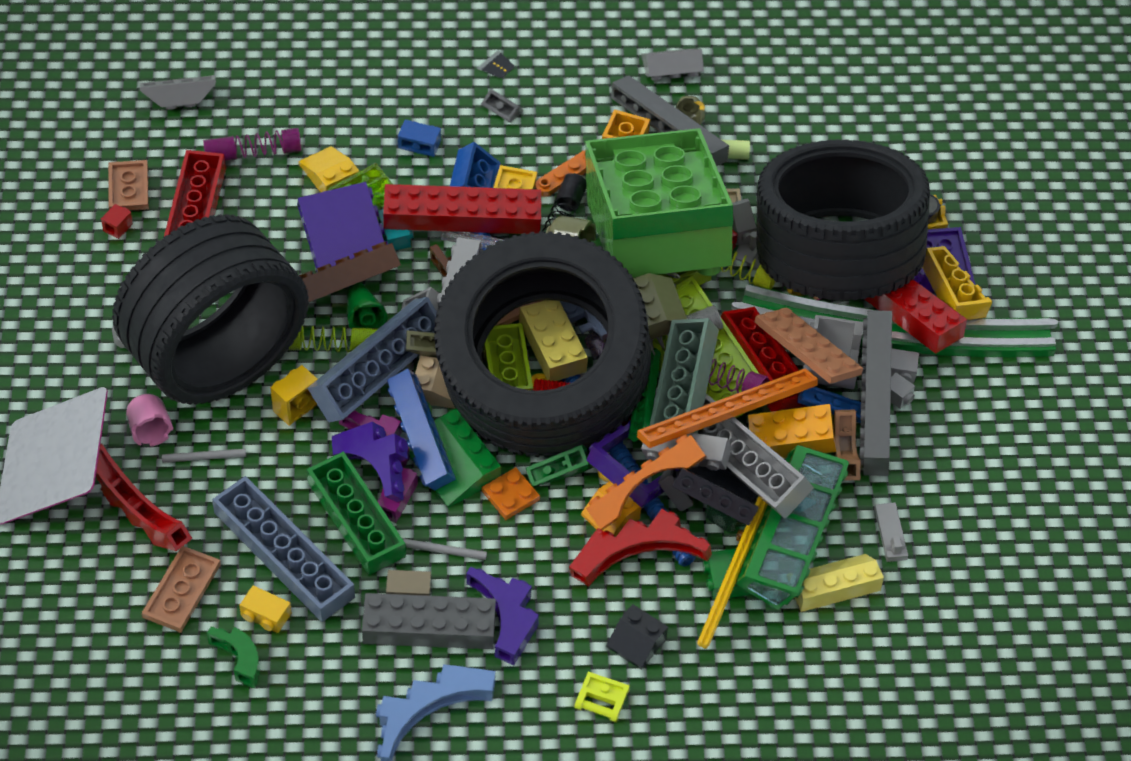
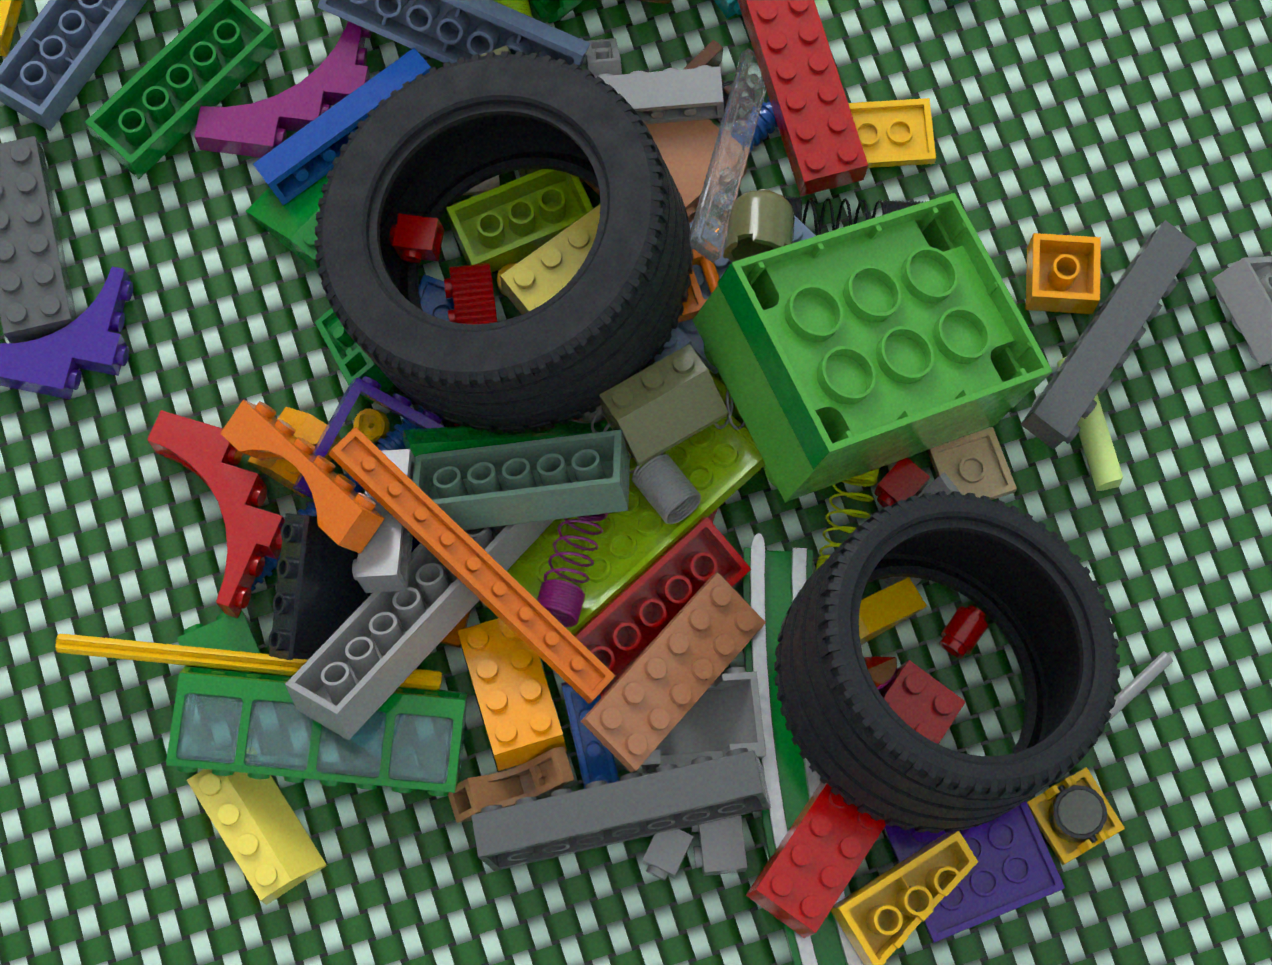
camera: 75 degrees right, 20 degrees up
(382, 451) = (275, 82): dark purple arch -> none
(408, 582) = (77, 197): dark tan brick -> none
(445, 549) = (166, 229): light grey bar -> none
(474, 168) = (893, 65): blue slope -> none
(496, 65) = (1156, 37): black sticker -> none
(501, 106) = (1067, 69): dark grey slope -> none
(510, 493) = (290, 295): orange plate -> none
(555, 177) = (981, 214): orange plate -> none
(637, 636) = (74, 546): black slope -> none
(692, 108) = (1156, 366): olive hair -> none
(891, 532) = (380, 898): light grey hinge -> none

